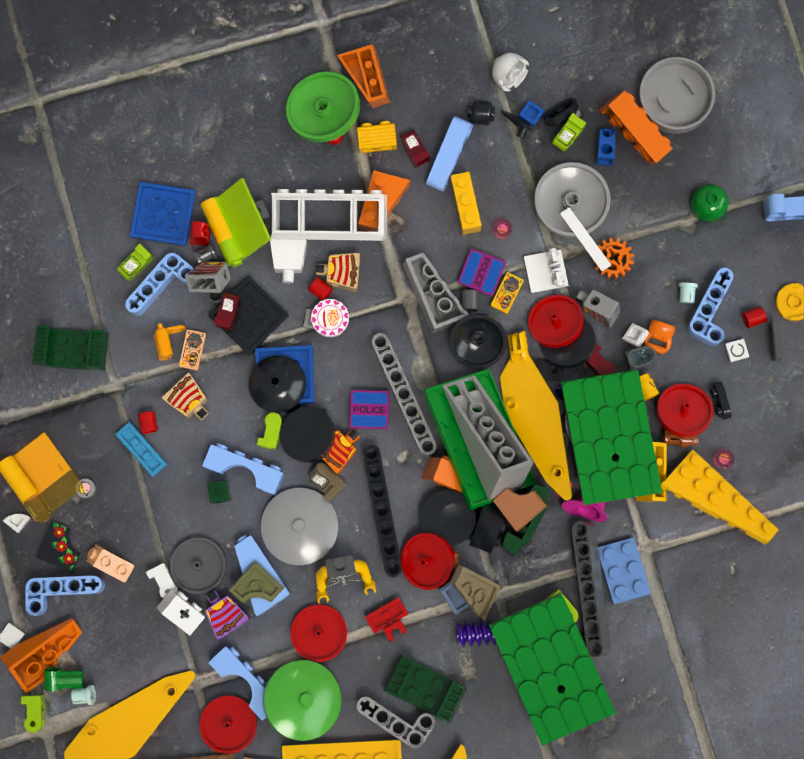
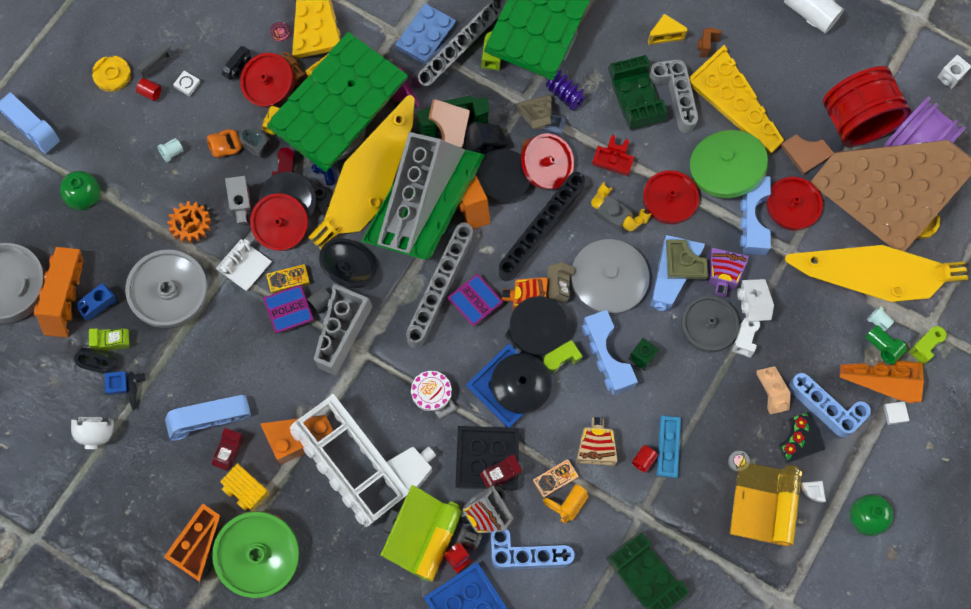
camera: 140 degrees left, 10 degrees down
(135, 263) = (529, 590): lime leg -> none
(320, 289) = (414, 420): red beam -> none
(341, 271) = (384, 416): torso -> none
(465, 203) = (240, 368): yellow brick -> none
(481, 112) = (149, 421): black head -> none
(502, 228) = (236, 326): clear pink tile -> none
(585, 239) = (192, 250): white sticker -> none
(635, 335) = (238, 159): white tile -> none
(712, 304) = (165, 122): light blue beam -> none

